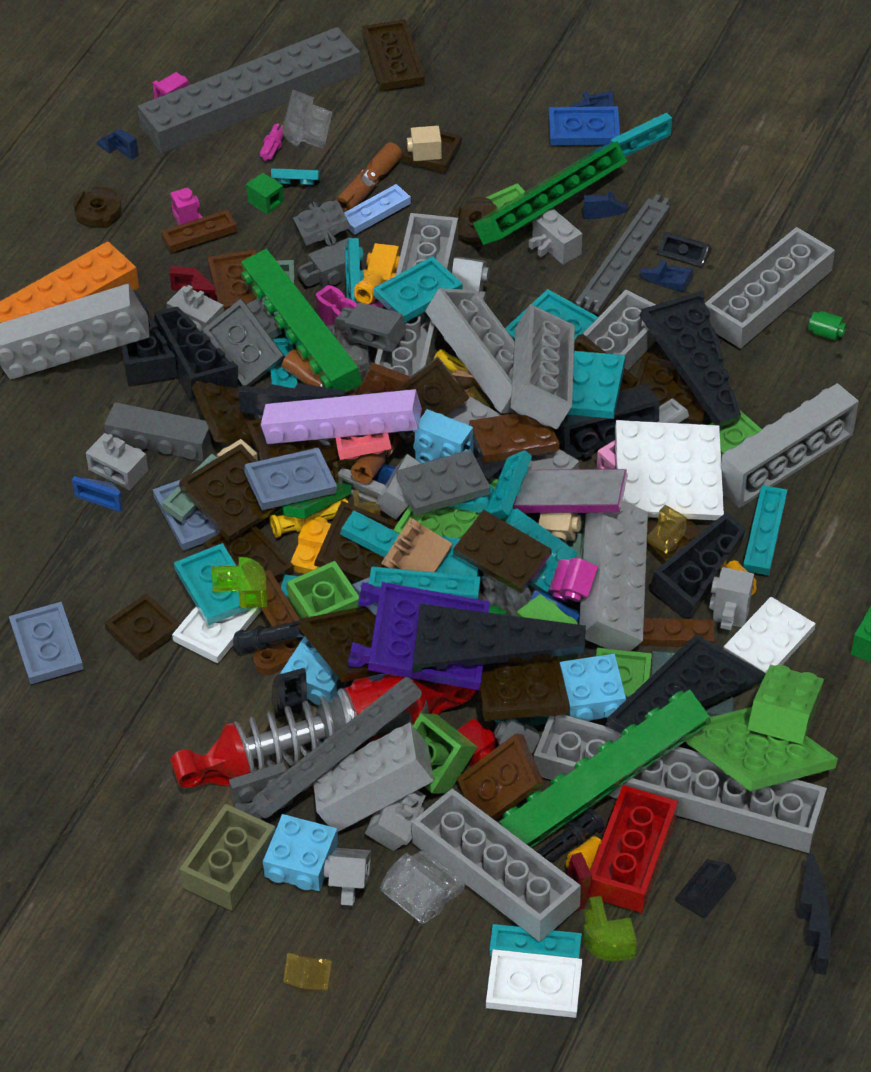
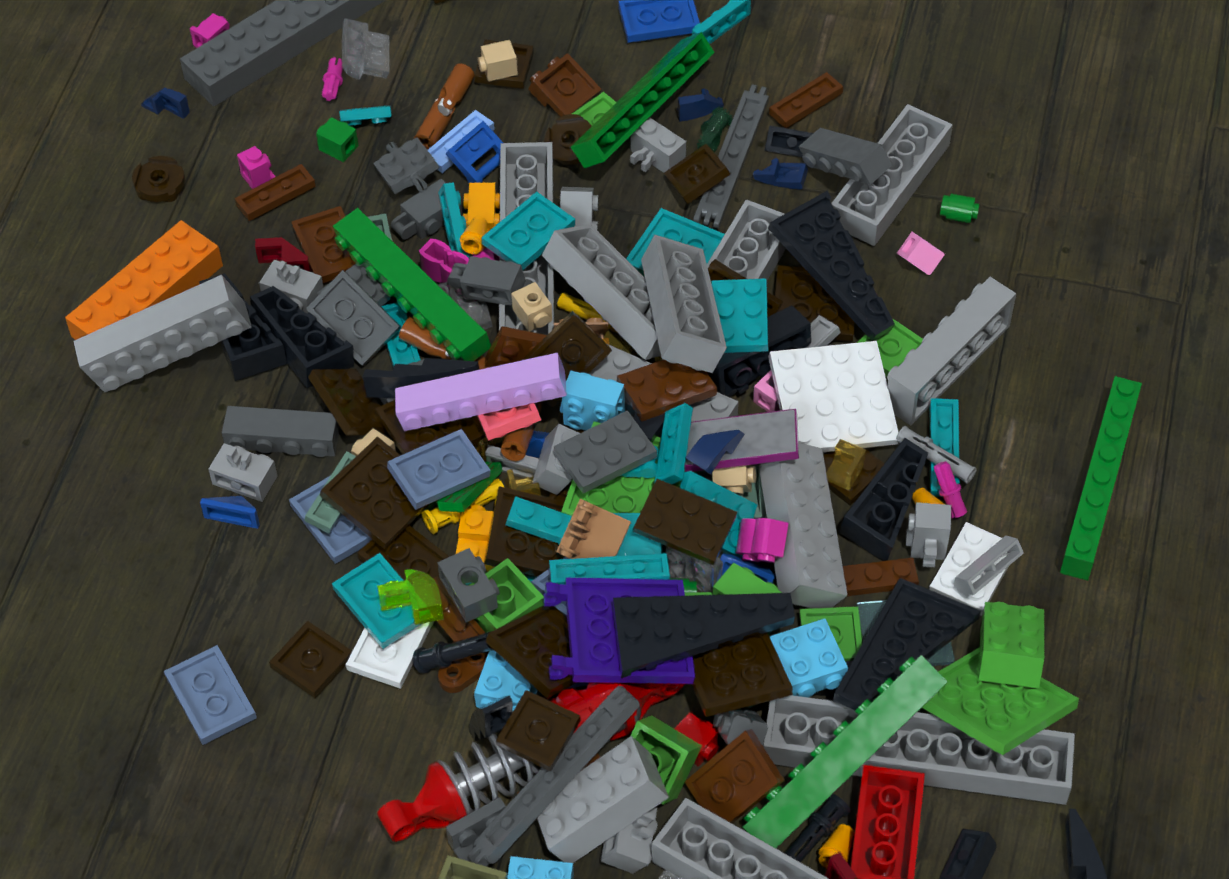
camera: 10 degrees left, 5 degrees up
(292, 576) = (473, 599): none -> dark grey brick
(327, 705) = (538, 730): none -> dark brown plate
(385, 215) = (472, 148): none -> blue plate
(405, 353) = (532, 307): none -> tan brick
(481, 173) = (563, 86): none -> reddish brown plate
(540, 491) = (712, 447): none -> dark blue slope
(587, 263) = (697, 173): none -> dark brown plate
(611, 229) = (713, 128): none -> clear green connector
(704, 214) = (806, 100): none -> reddish brown plate
(726, 263) = (845, 156): none -> dark grey brick
(757, 534) = (937, 454): none -> light grey pin
(760, 565) = (949, 489): none -> dark pink axle
(779, 630) = (986, 563): none -> light grey piece
(781, 360) = (920, 253): none -> bright pink panel

